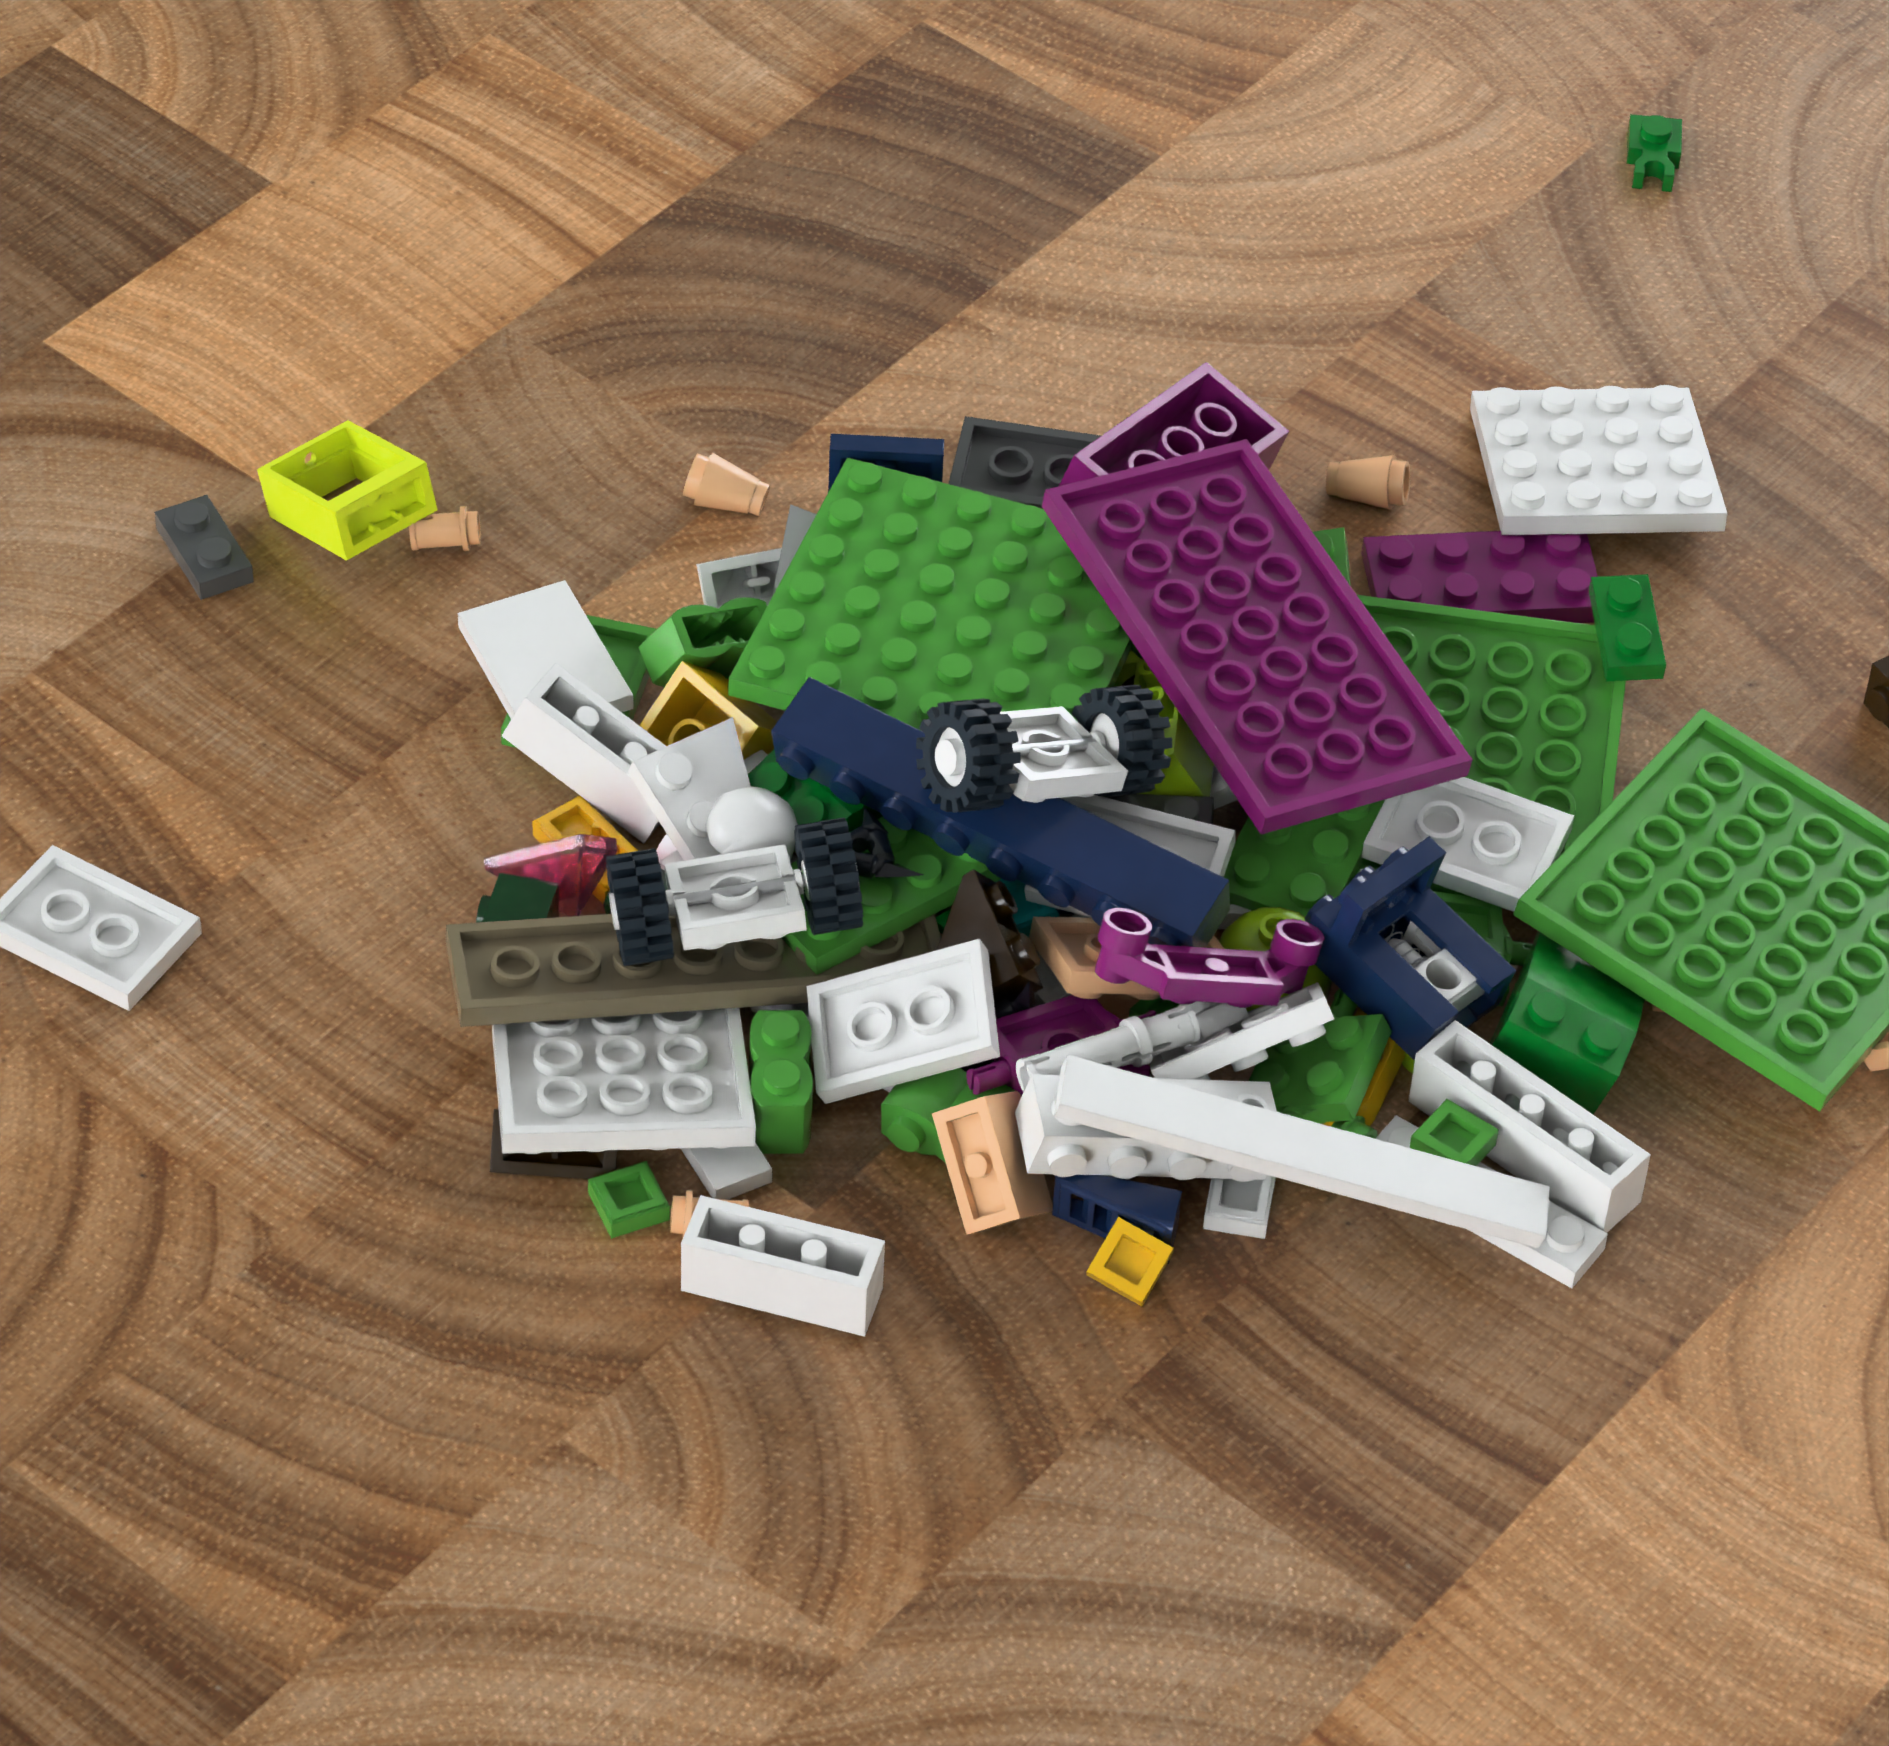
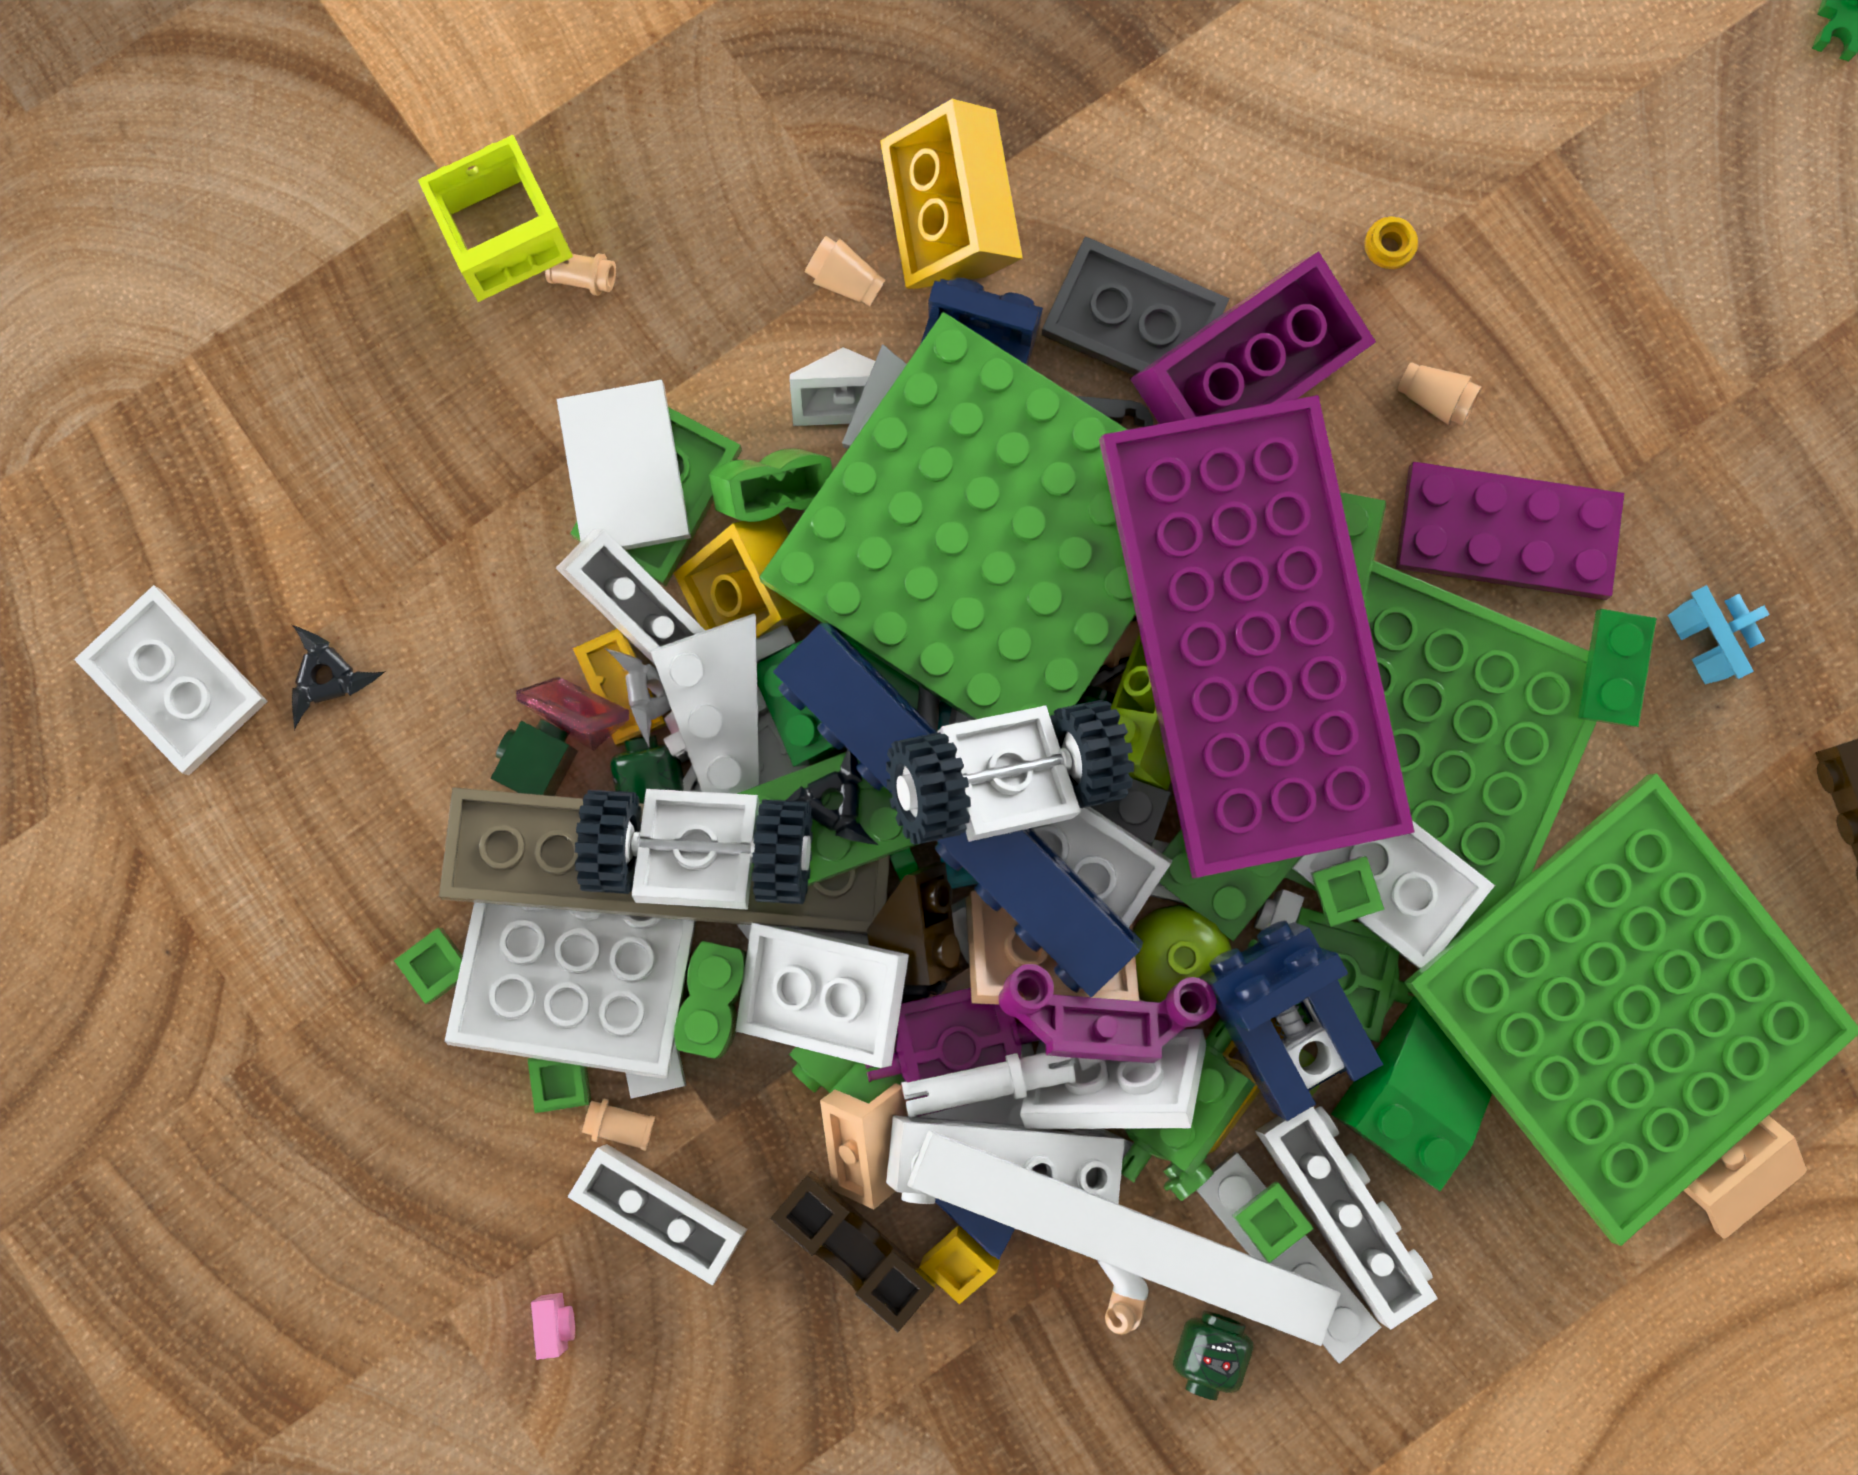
camera: 20 degrees right, 35 degrees up
(204, 547) = (366, 240): dark grey plate -> none
(253, 885) = (343, 679): none -> black piece
(456, 1116) = (431, 965): none -> bright green plate
(624, 826) = (637, 682): none -> light grey piece
(690, 1400) = (552, 1325): none -> bright pink plate
(750, 821) = (741, 749): white hair -> none
(803, 393) = (951, 195): none -> yellow slope
(964, 1246) = (855, 1249): none -> dark brown arch
(1276, 379) = (1401, 232): none -> yellow plate
(1324, 1259) = (1126, 1301): none -> arm
(1422, 821) = (1347, 891): none -> bright green plate
(1436, 1286) = (1213, 1355): none -> dark green head
(1597, 461) = (1662, 417): white plate -> none
(1730, 605) = (1727, 657): none -> medium azure hips

